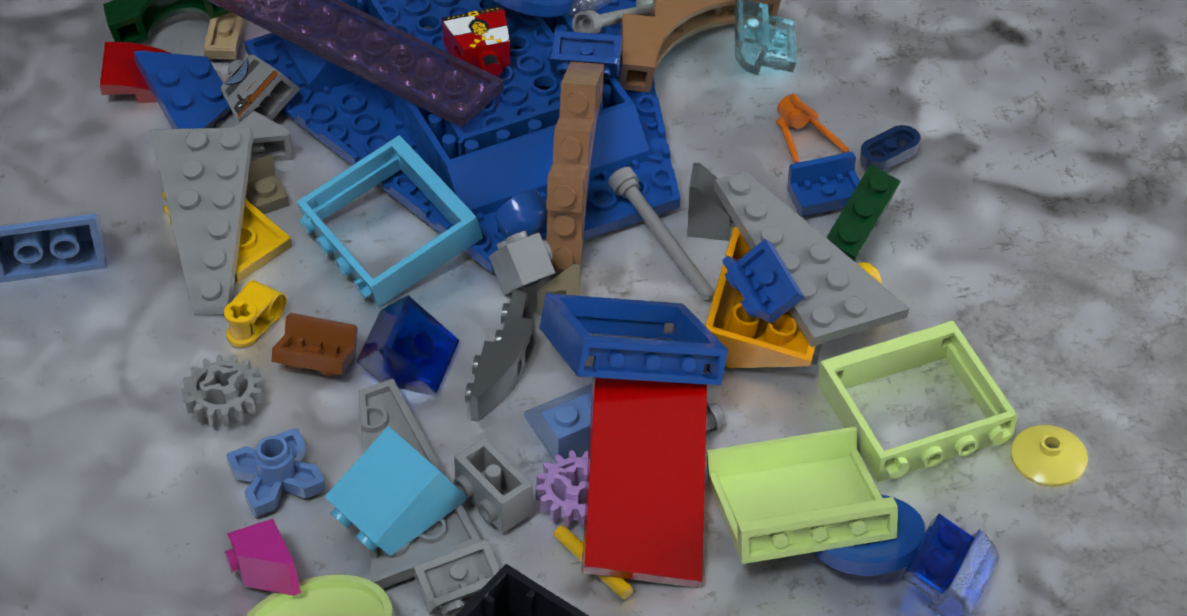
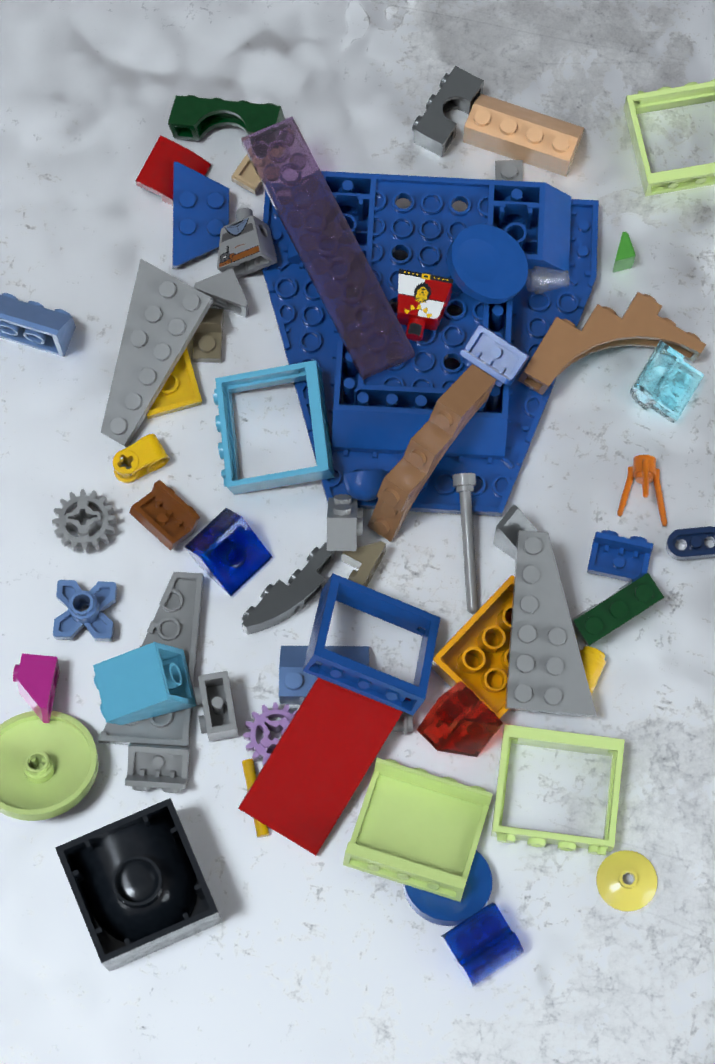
camera: 30 degrees right, 25 degrees up
(591, 22) = (519, 320): light grey piece -> none
(763, 282) = (494, 643): blue bracket -> none
(775, 378) = (460, 723): none -> clear red slope

